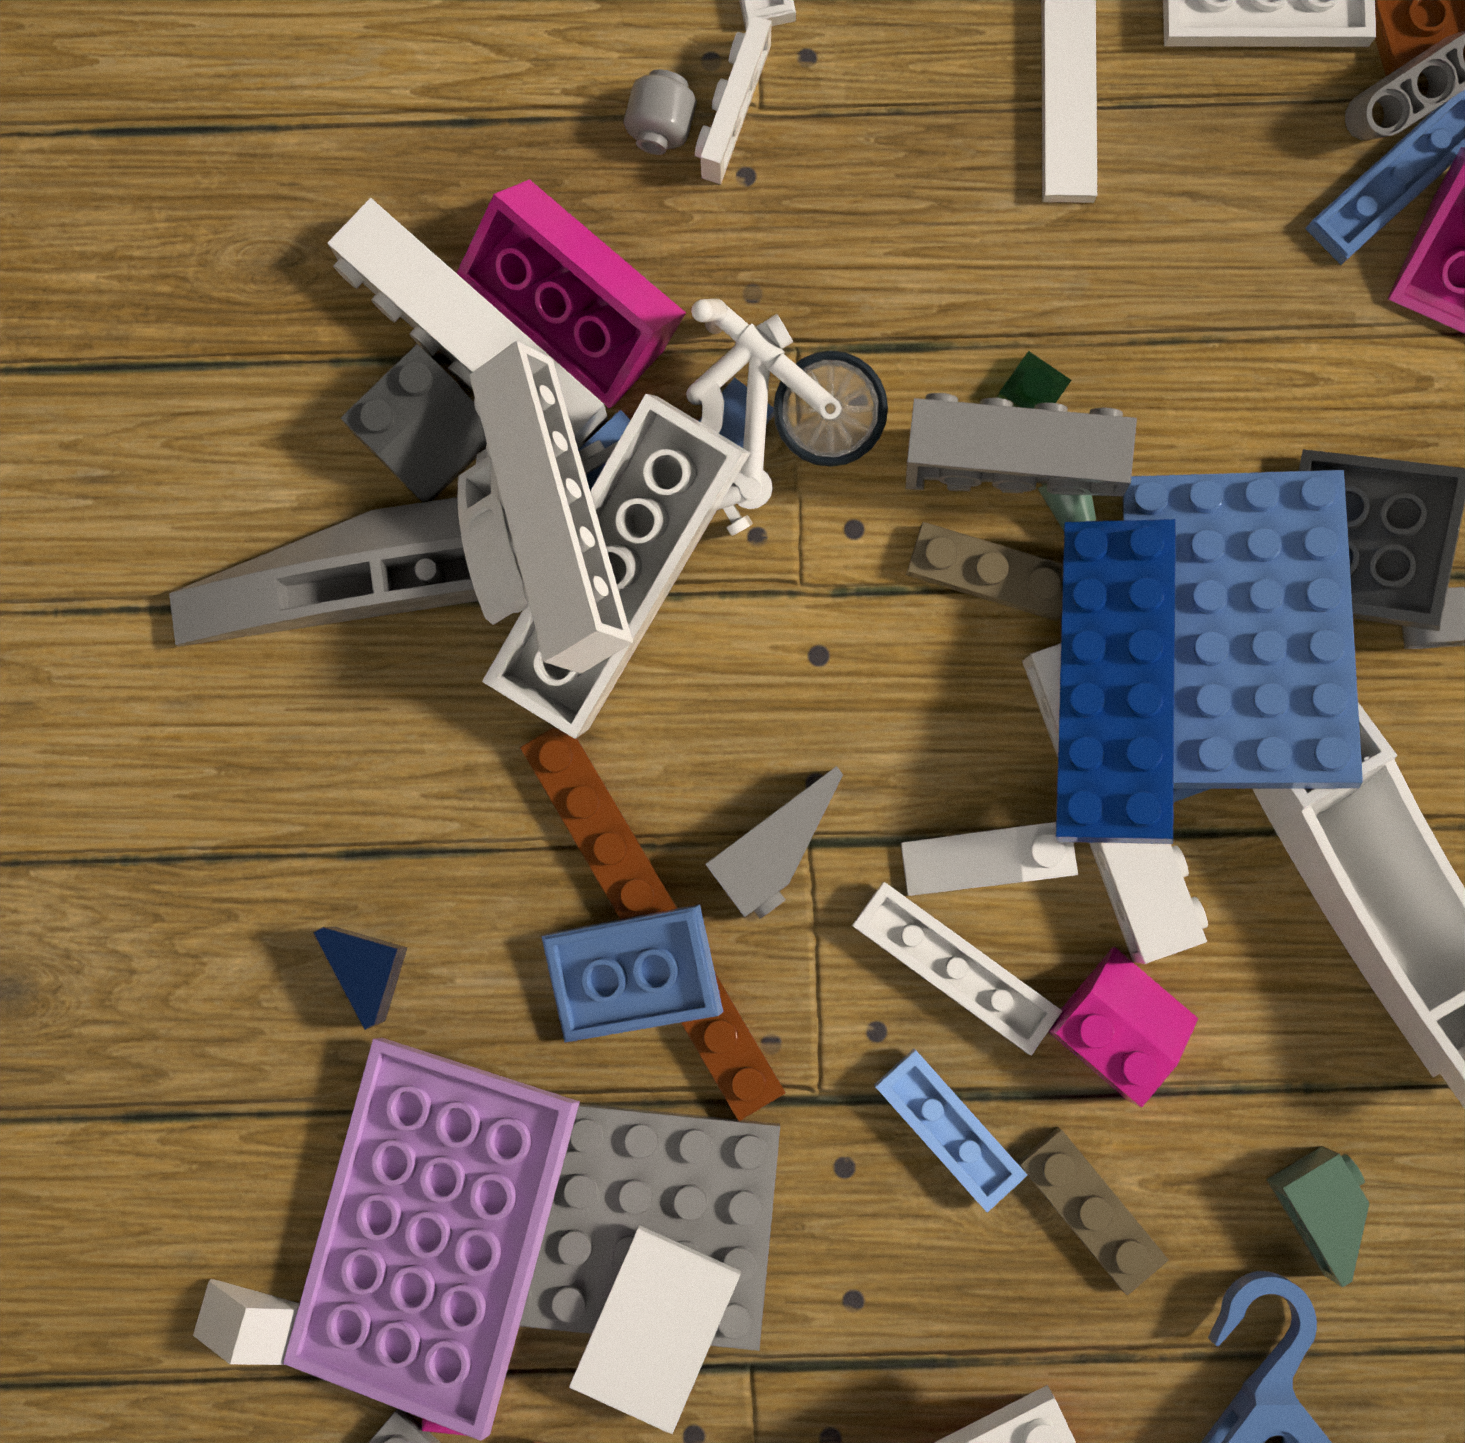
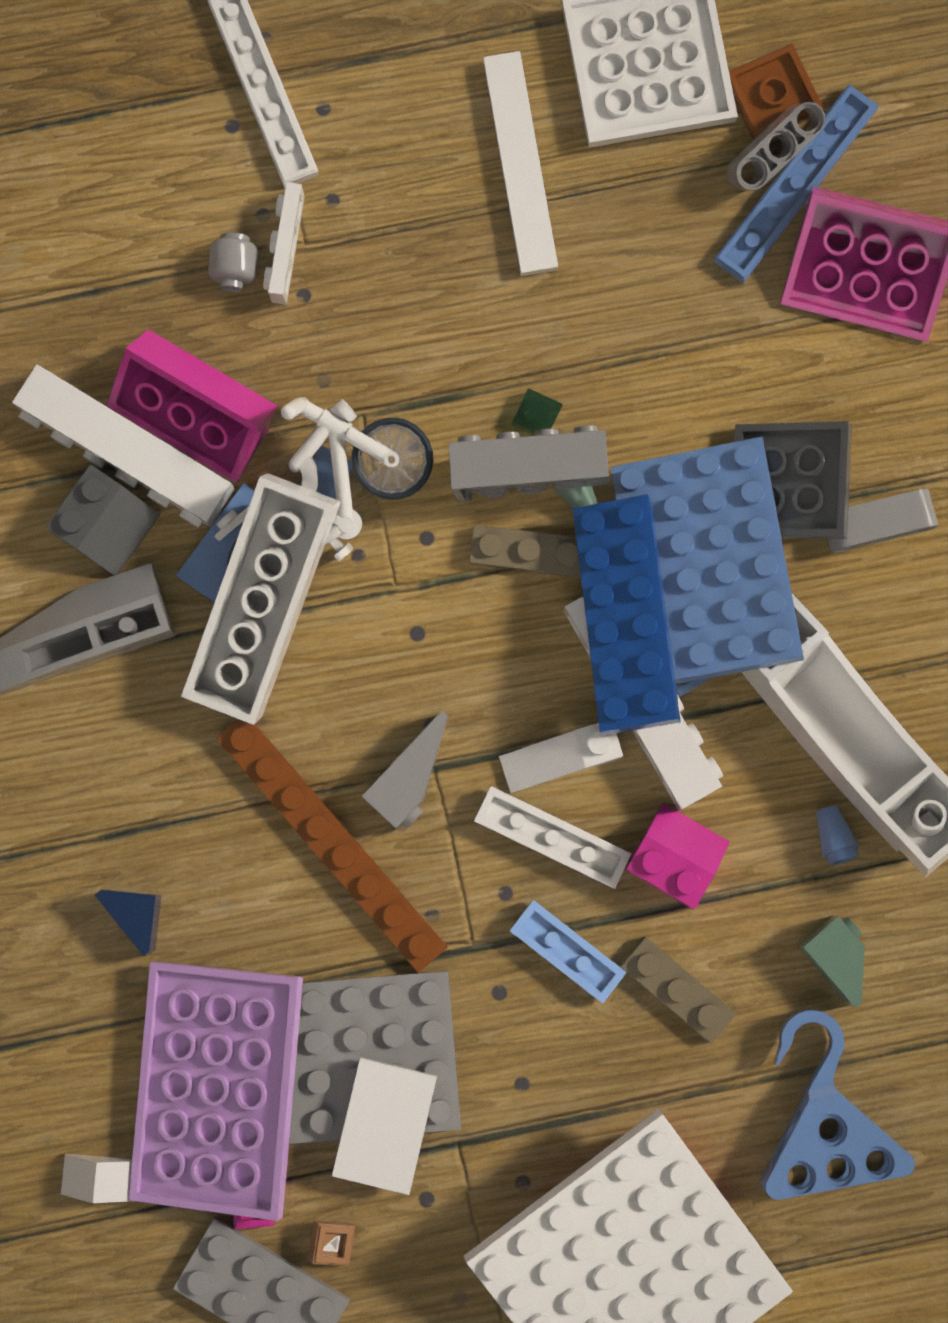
camera: 10 degrees left, 0 degrees up
(488, 543) = (171, 587): white slope -> none
(549, 510) = (206, 567): white brick -> none
(632, 973) = (324, 883): medium blue tile -> none
(1348, 1039) = (836, 837): none -> medium blue cone

